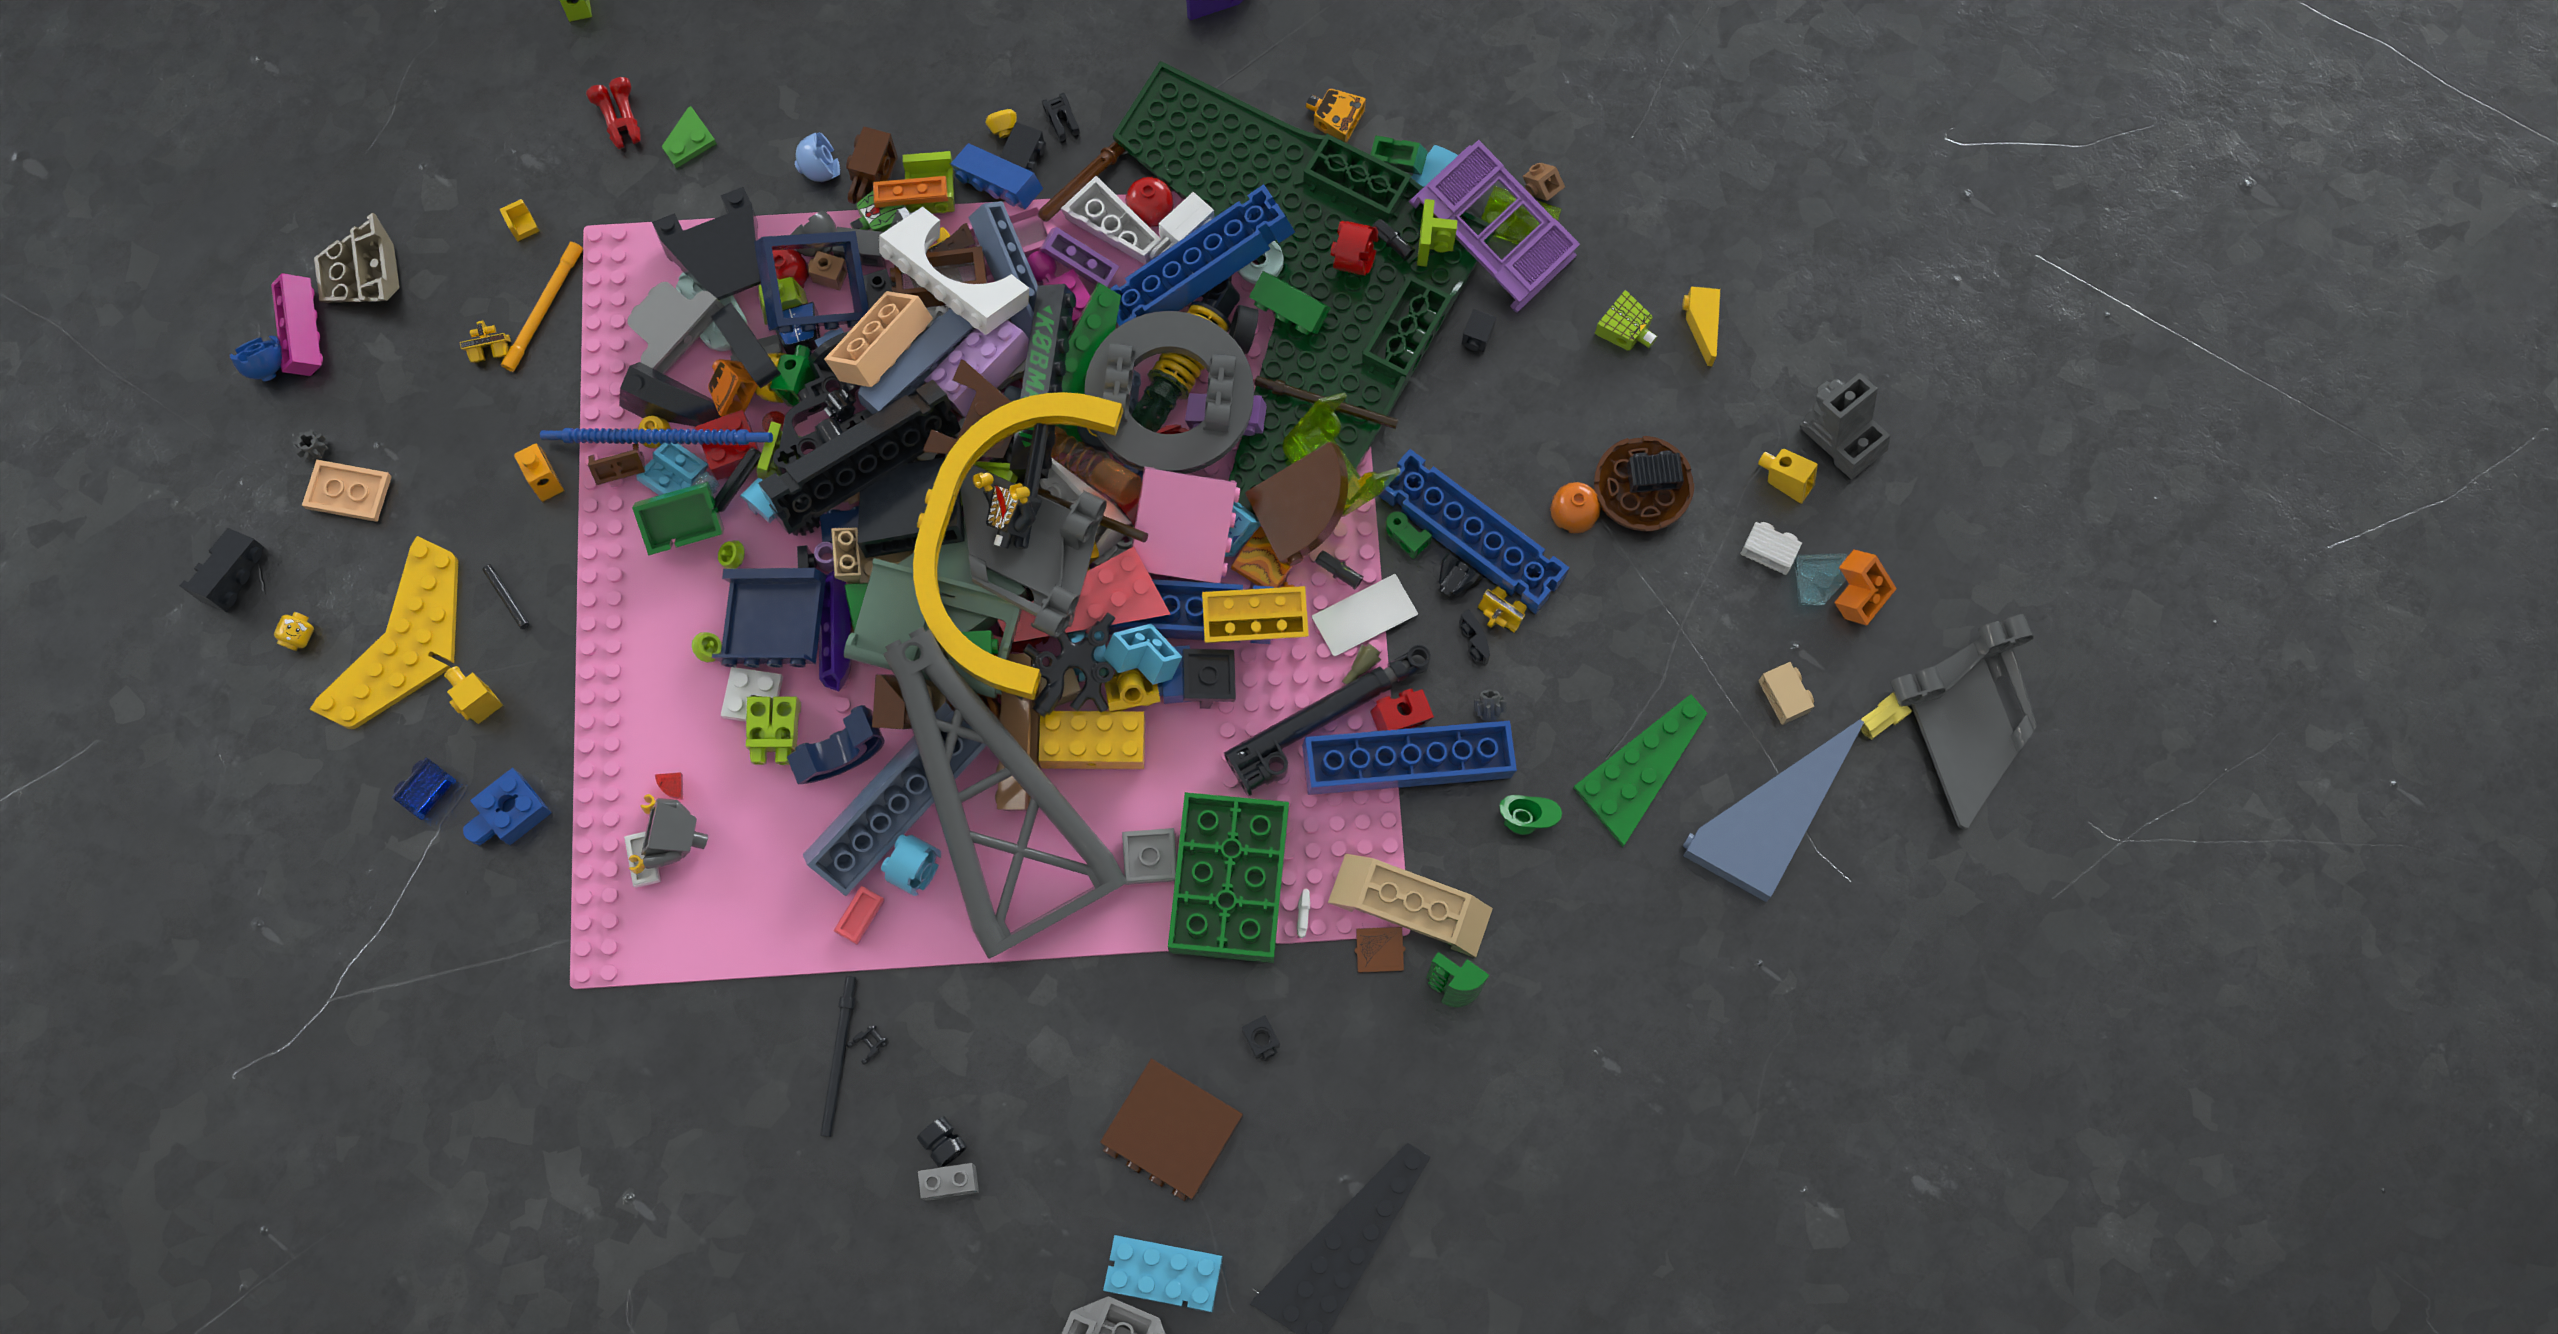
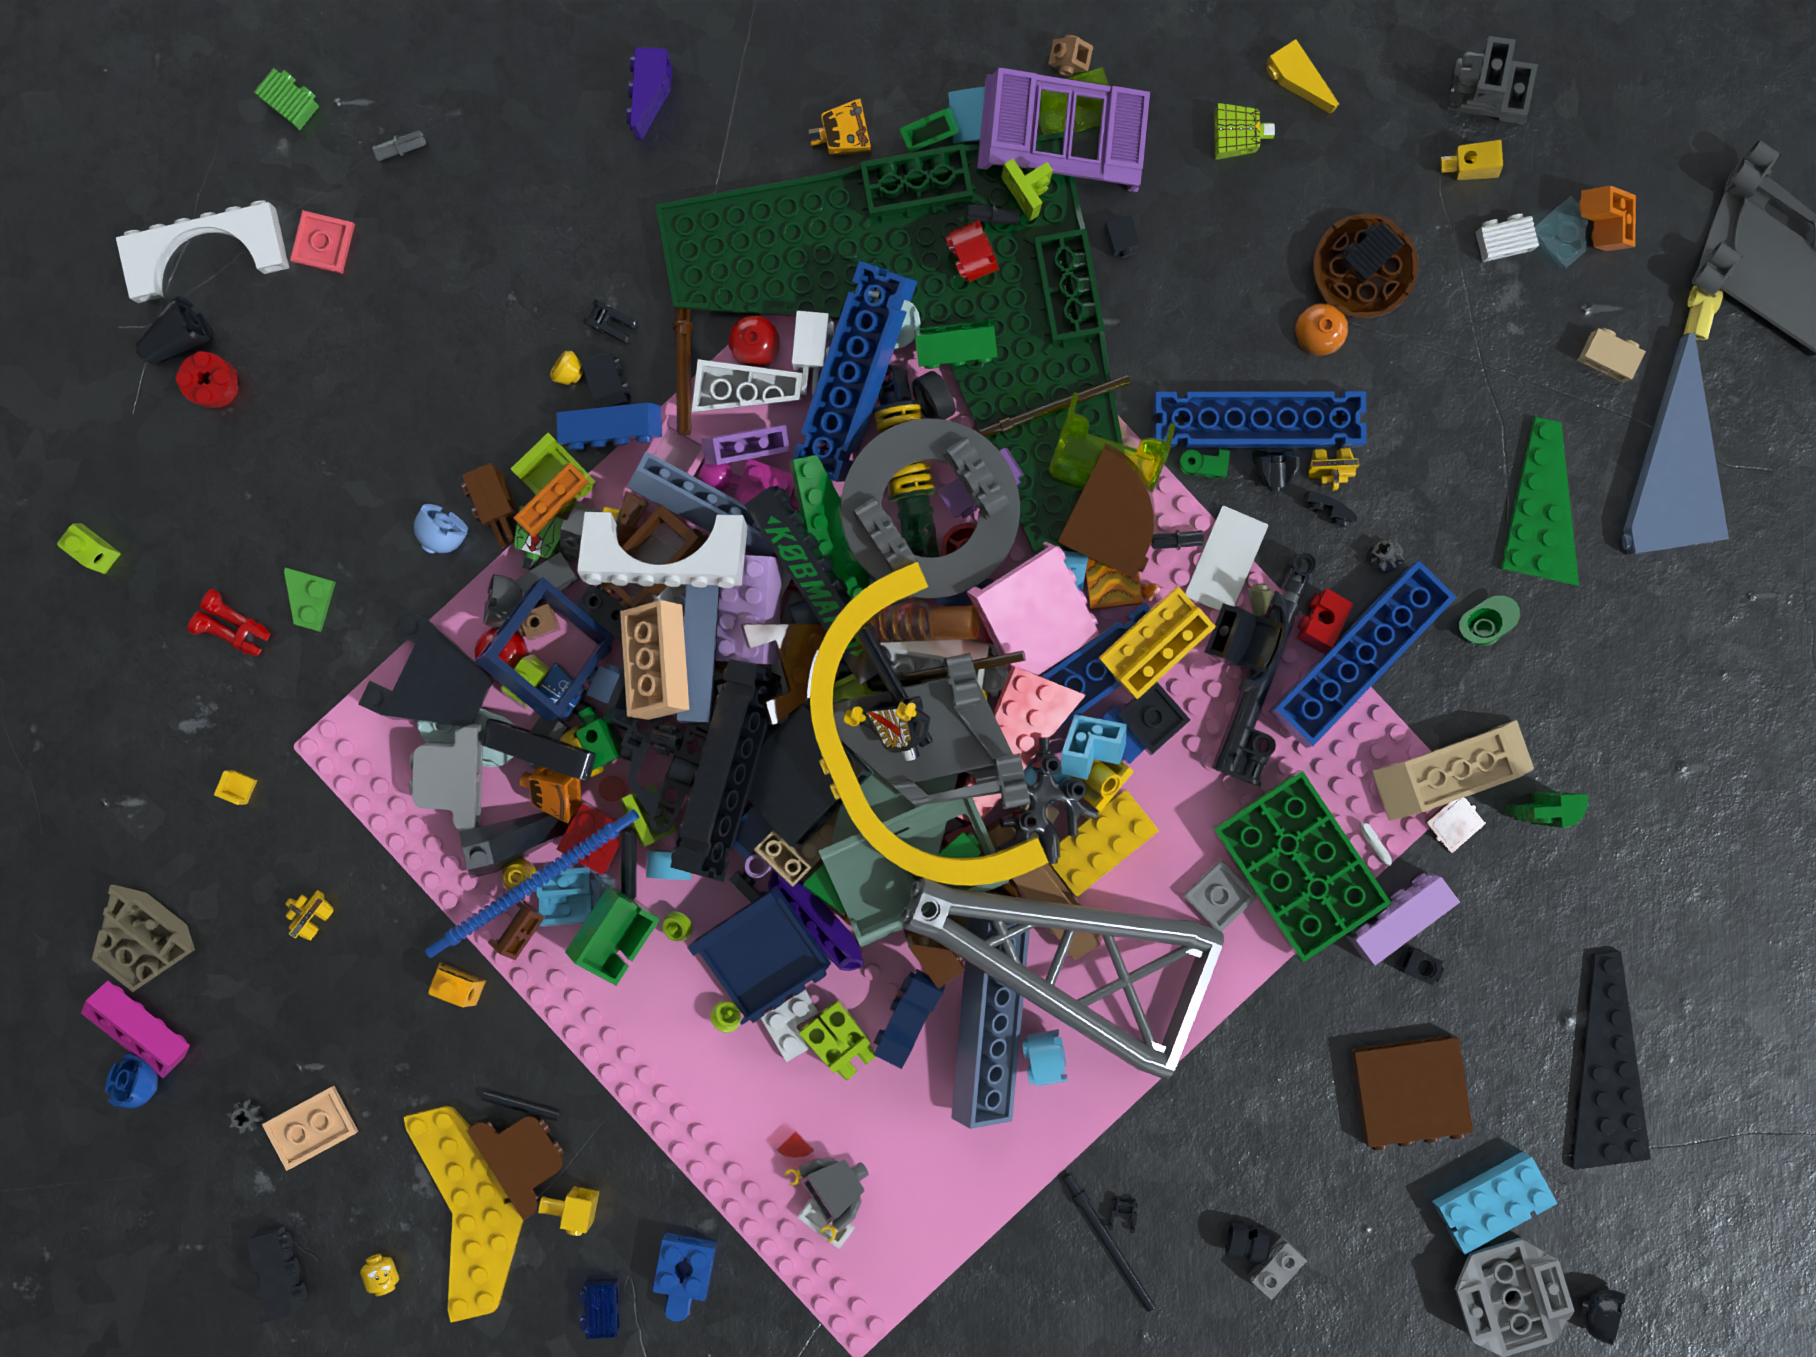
camera: 40 degrees left, 15 degrees up
(467, 627) = (519, 1158): none -> reddish brown brick
(517, 350) = (308, 790): light orange piece -> none
(859, 915) = (1033, 1126): coral tile -> none
(1274, 982) = (1403, 919): none -> lavender brick
(1329, 676) = (1250, 640): none -> black piece

